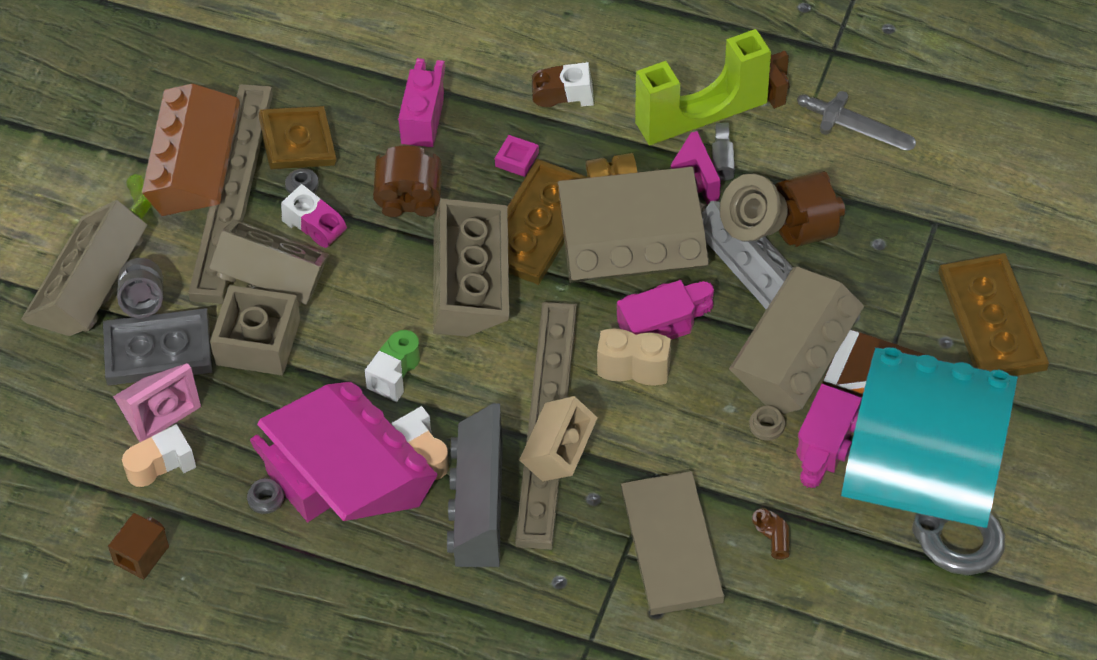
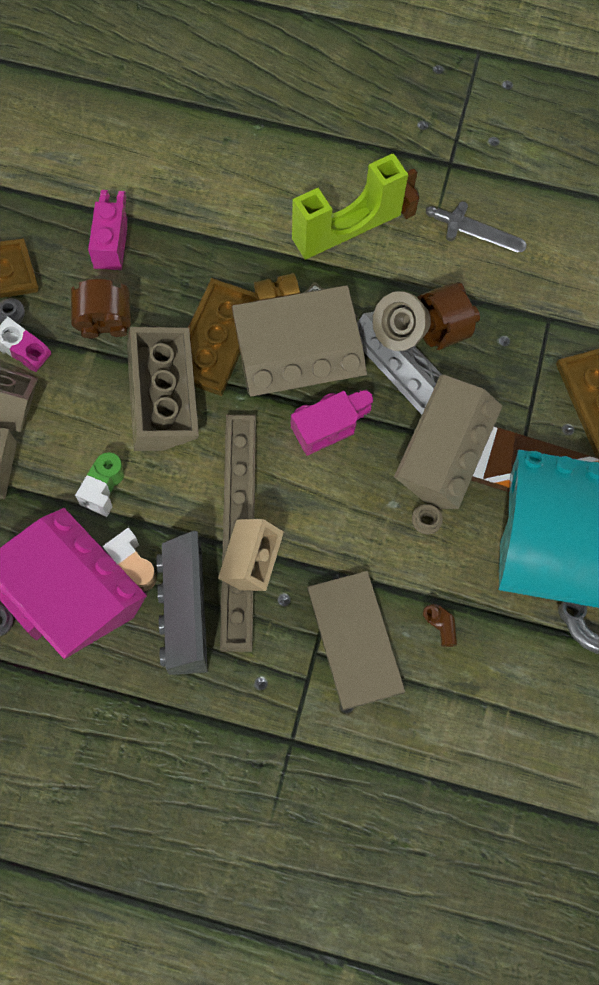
camera: 10 degrees left, 15 degrees up
(516, 155) = (193, 276): dark pink plate -> none
(563, 85) = (228, 208): leg -> none
(632, 356) = (304, 464): tan brick -> none
(695, 155) = (346, 273): dark pink slope -> none
(723, 152) = (368, 264): flat silver bar -> none
(826, 433) = (479, 527): dark pink hinge -> none

